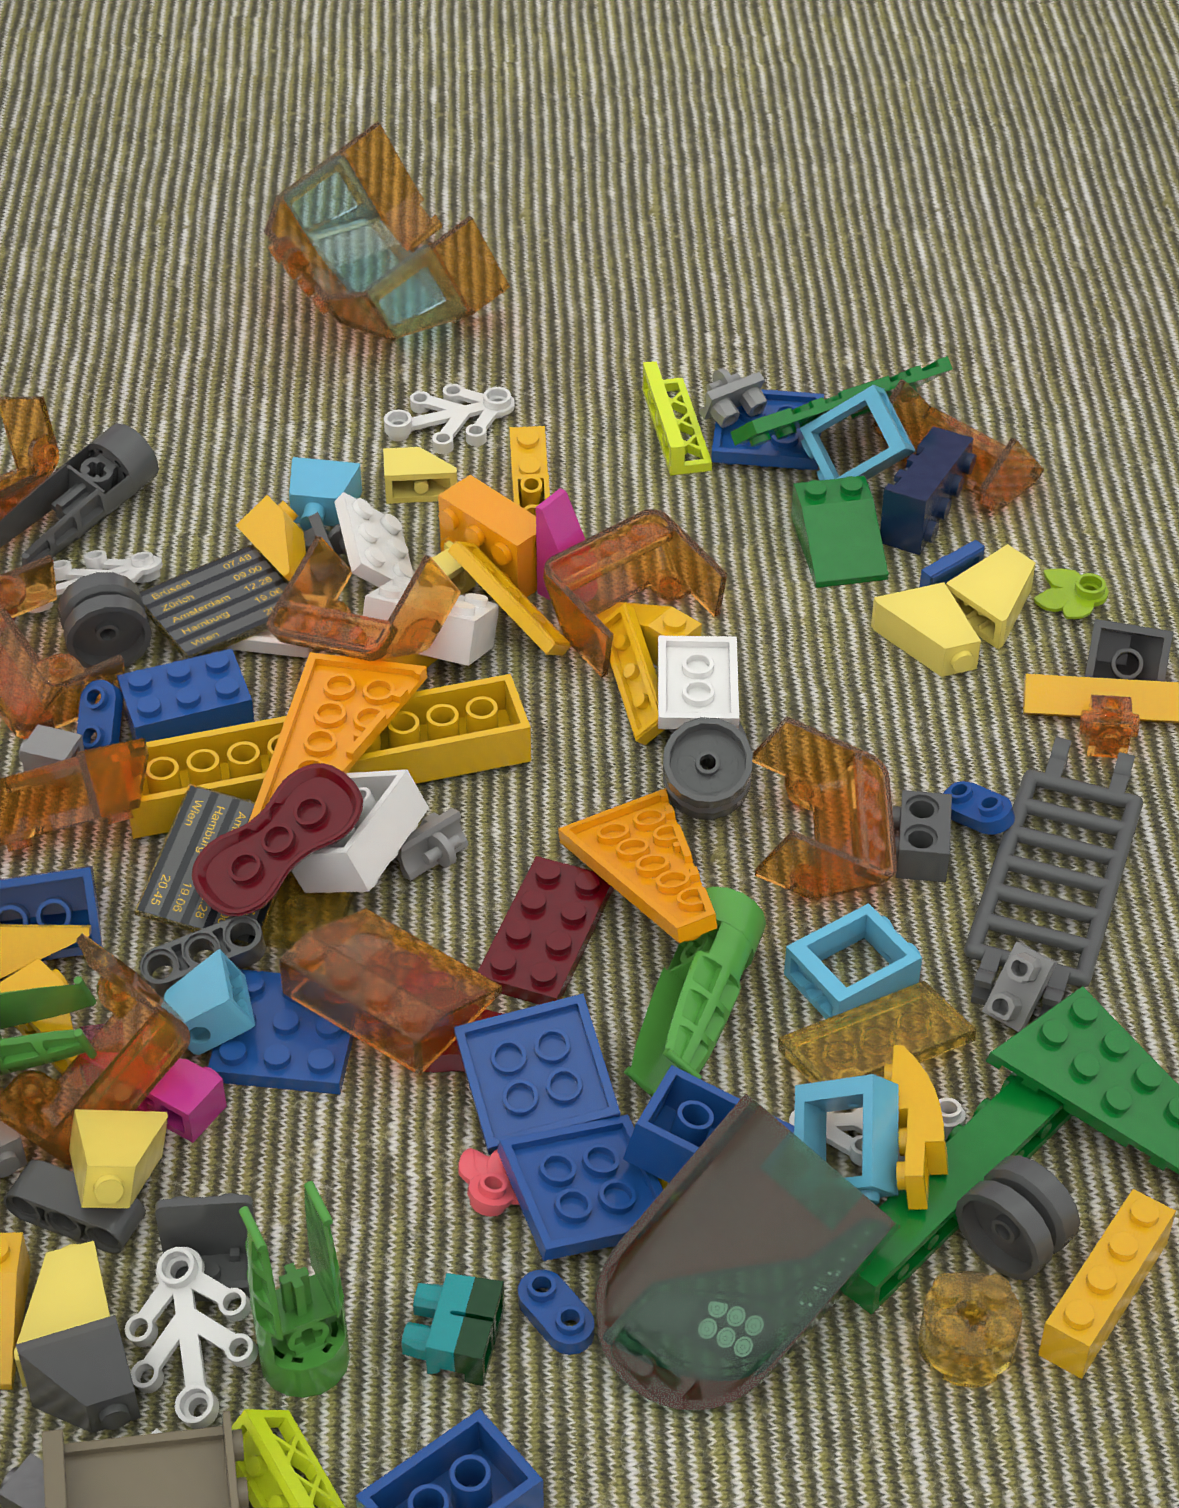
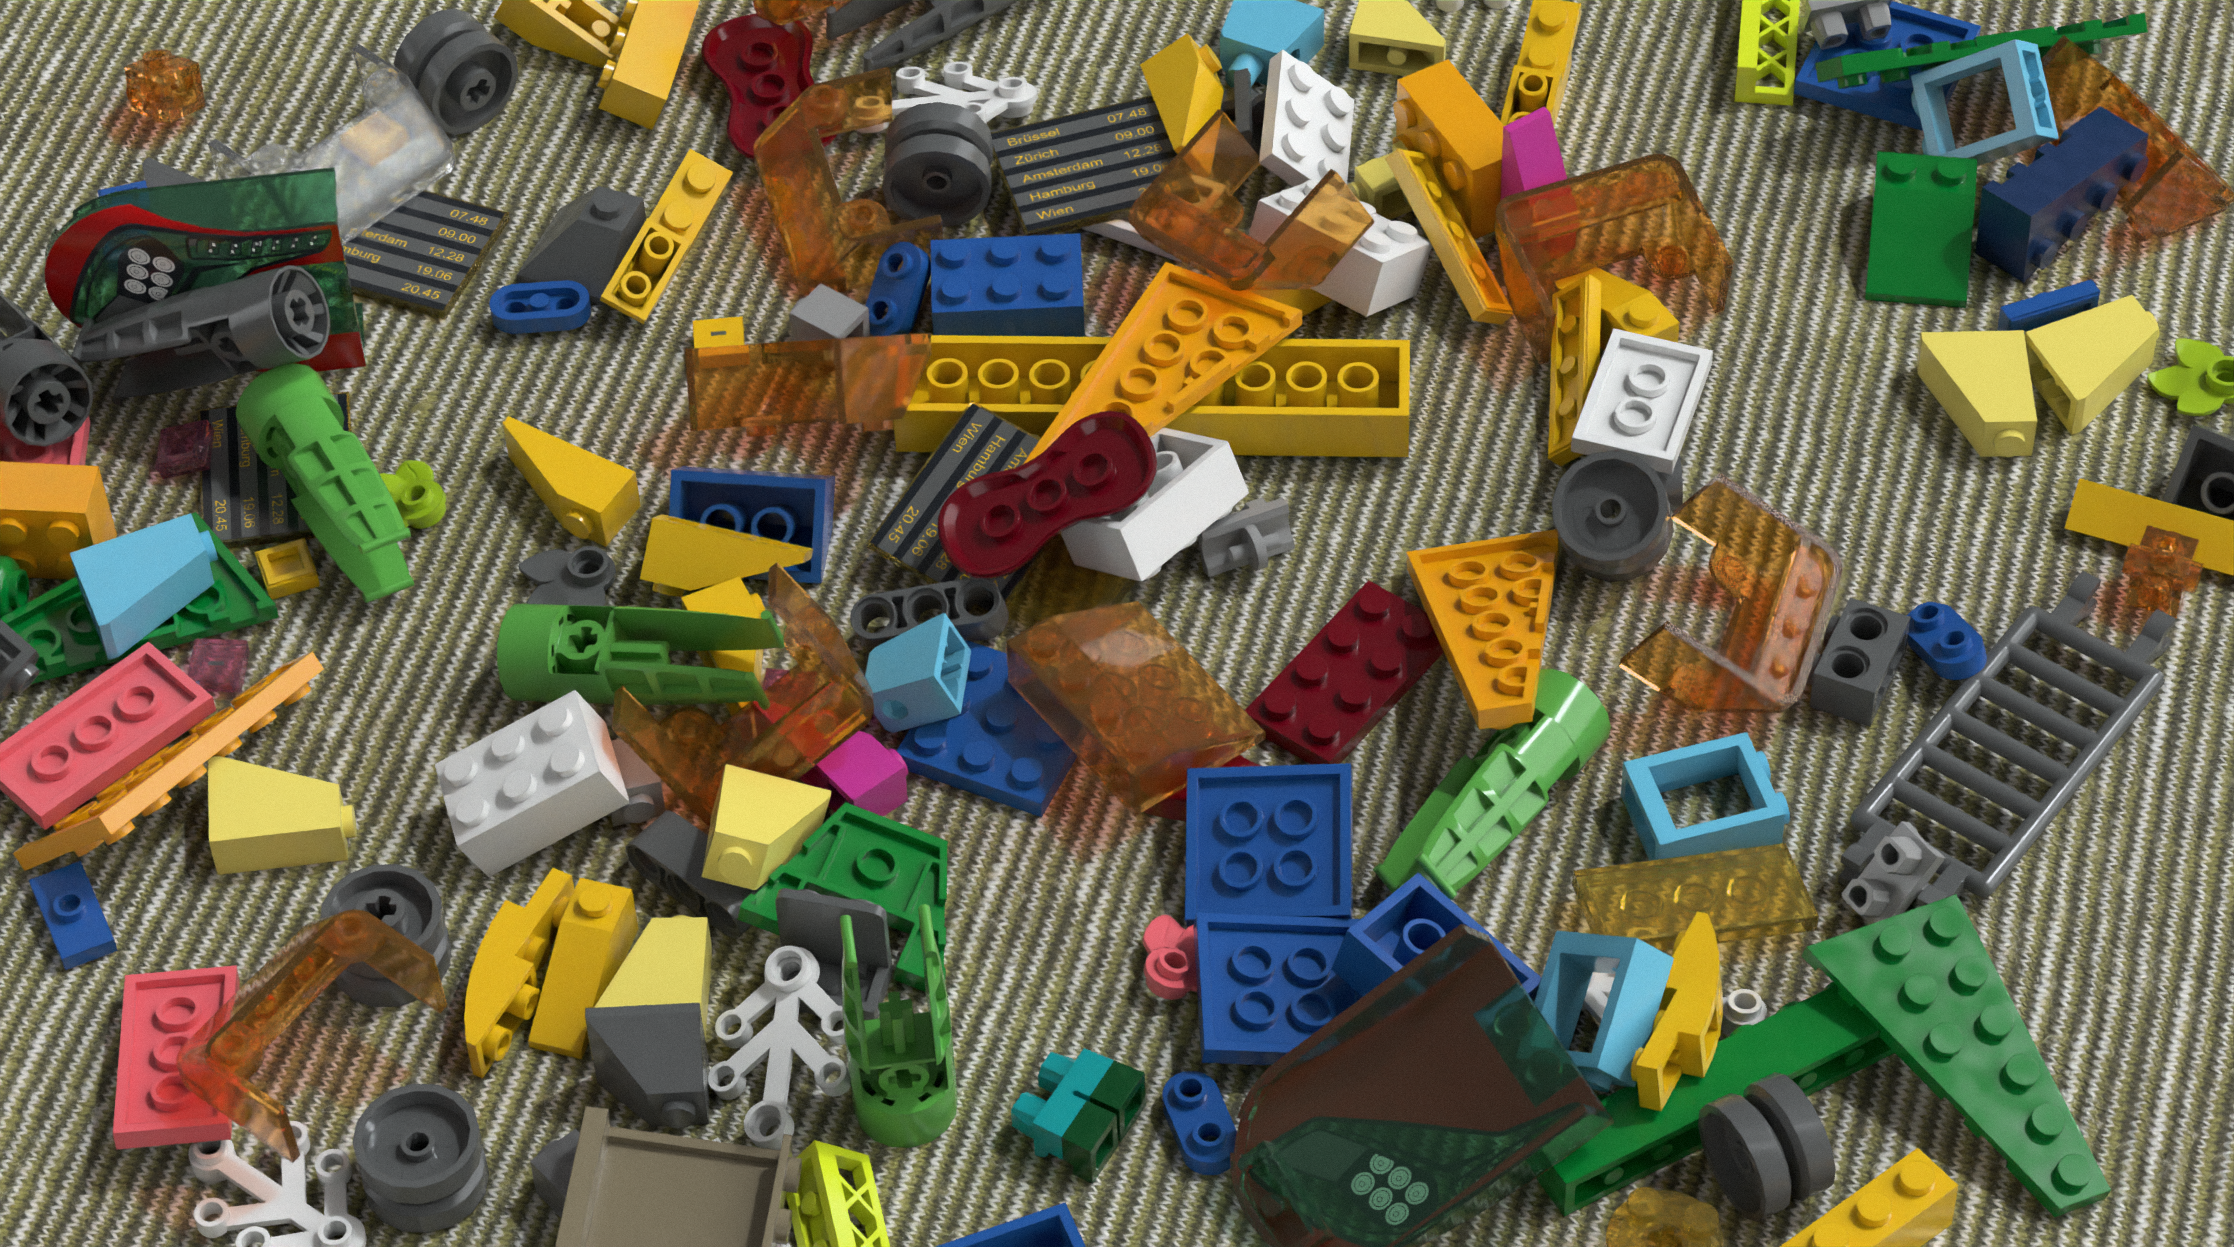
camera: 20 degrees right, 5 degrees up
(219, 1160) = (870, 860): none -> green wing

